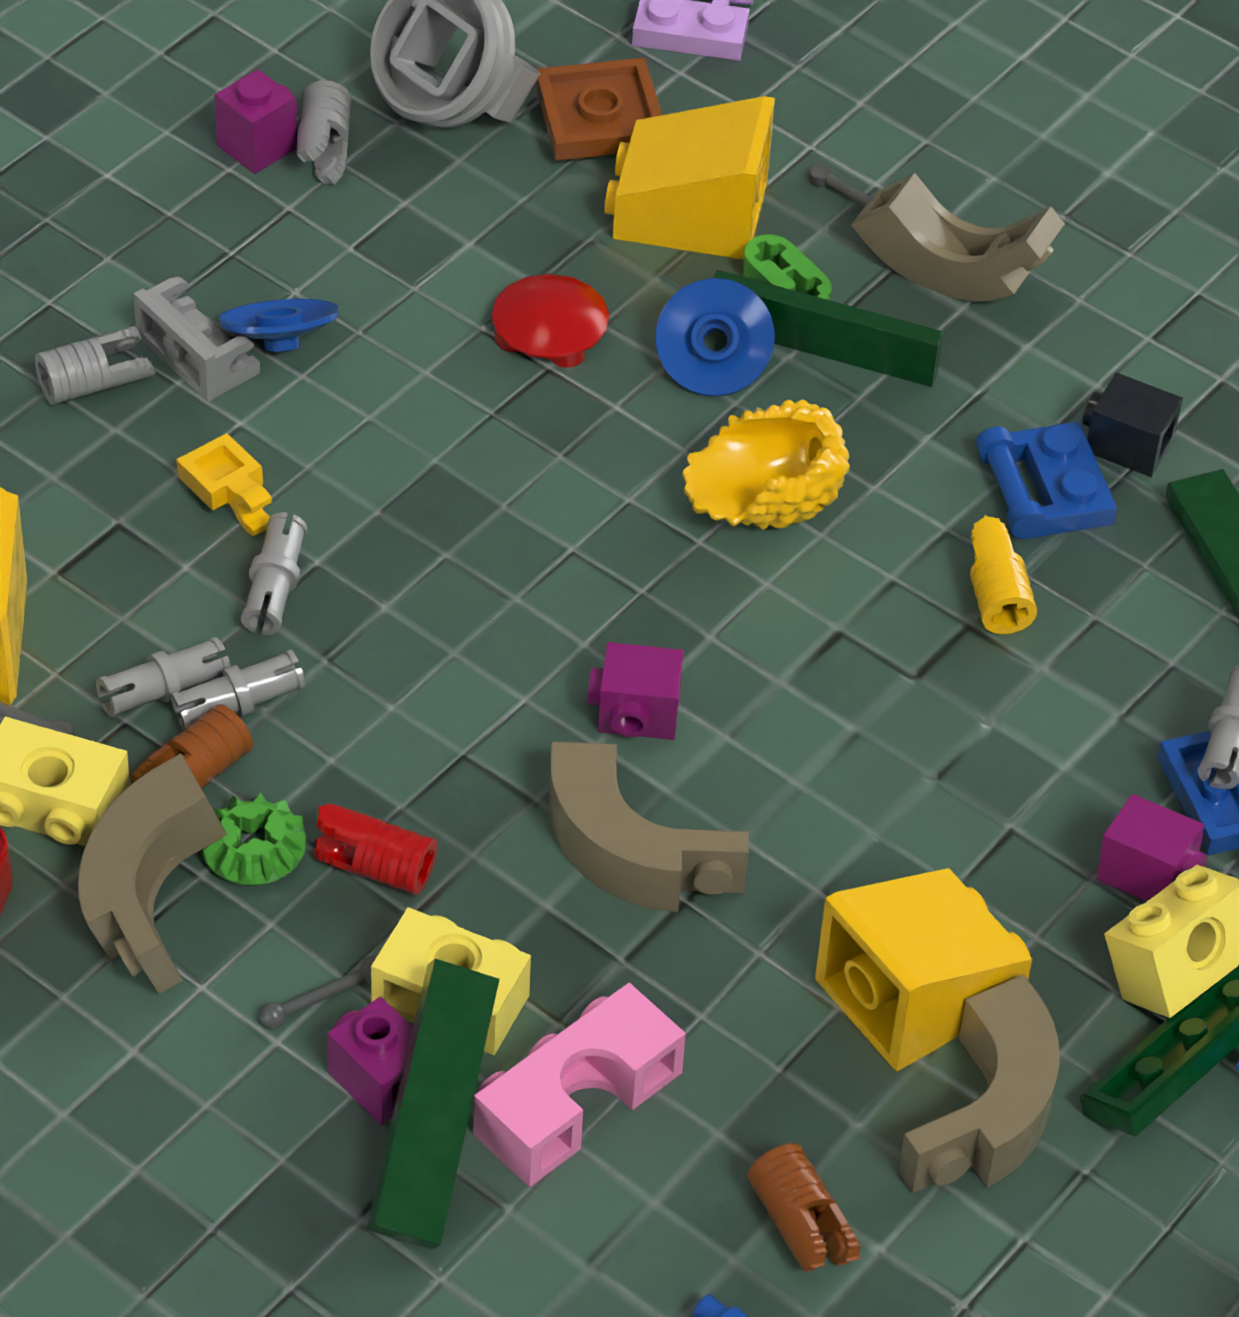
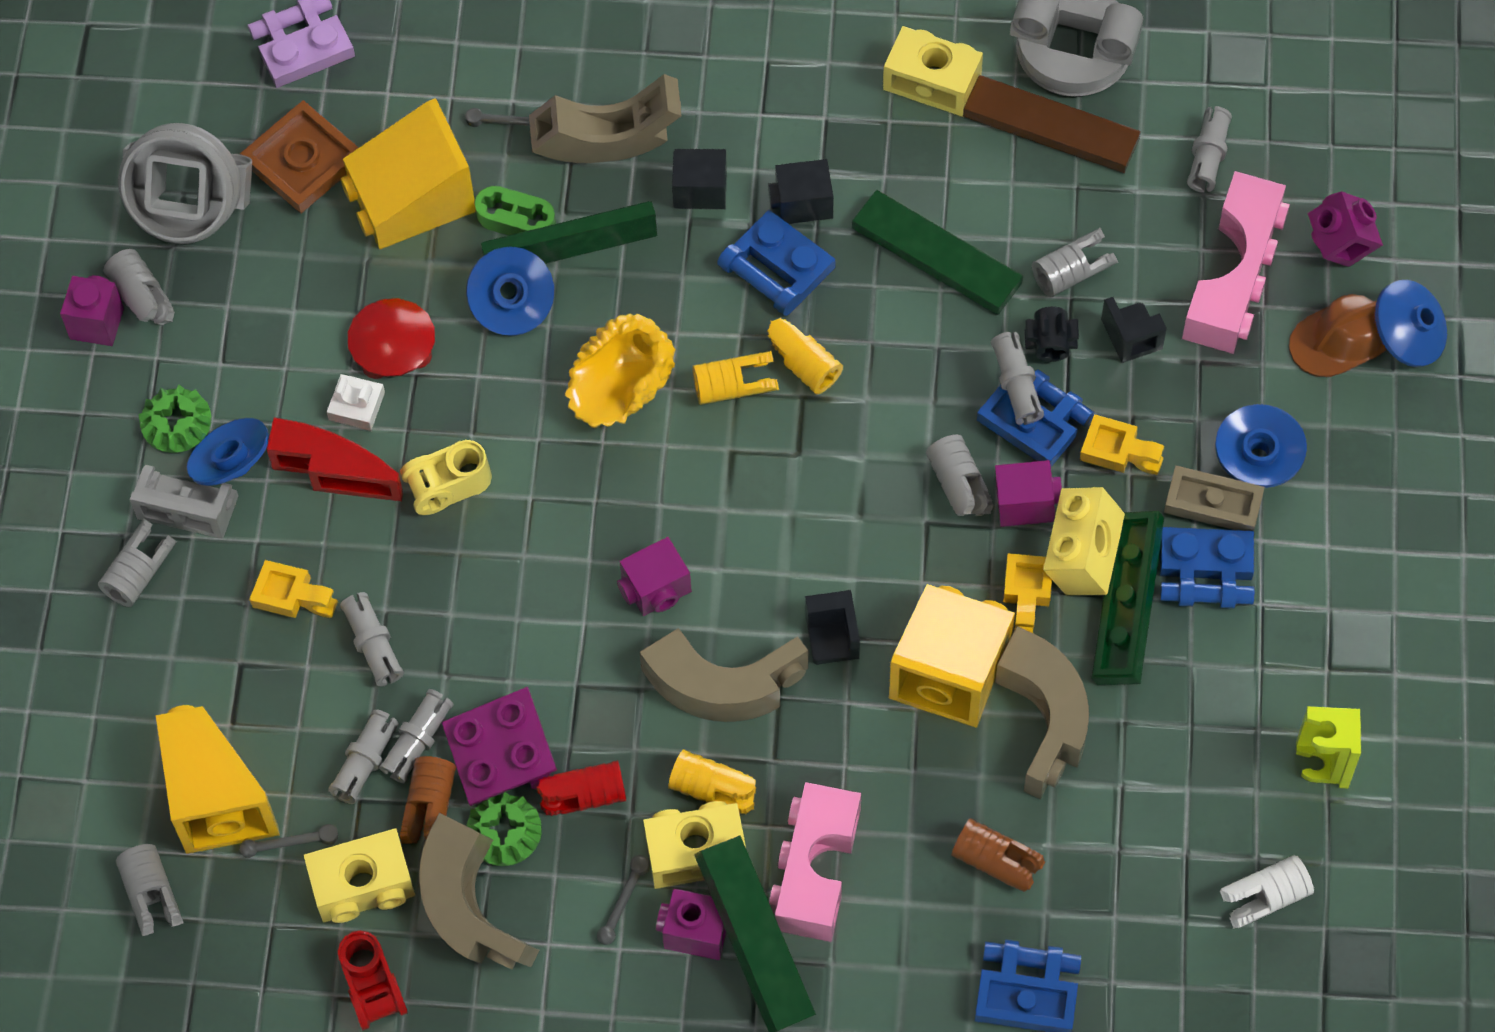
camera: 30 degrees left, 15 degrees up
(257, 281) = (187, 431): none -> bright green gear
(316, 749) = (499, 746): none -> magenta hinge
(378, 385) = (331, 461): none -> red slope
(459, 352) = (355, 402): none -> white tile
(498, 468) = (444, 477): none -> light yellow piece
(522, 919) = (712, 781): none -> yellow hinge
(807, 858) = (832, 627): none -> black panel
(887, 551) = (724, 378): none -> yellow hinge
(1021, 350) = (699, 178): none -> black panel
(1071, 954) = (1027, 587): none -> yellow plate
(1087, 793) = (959, 476): none -> light grey hinge

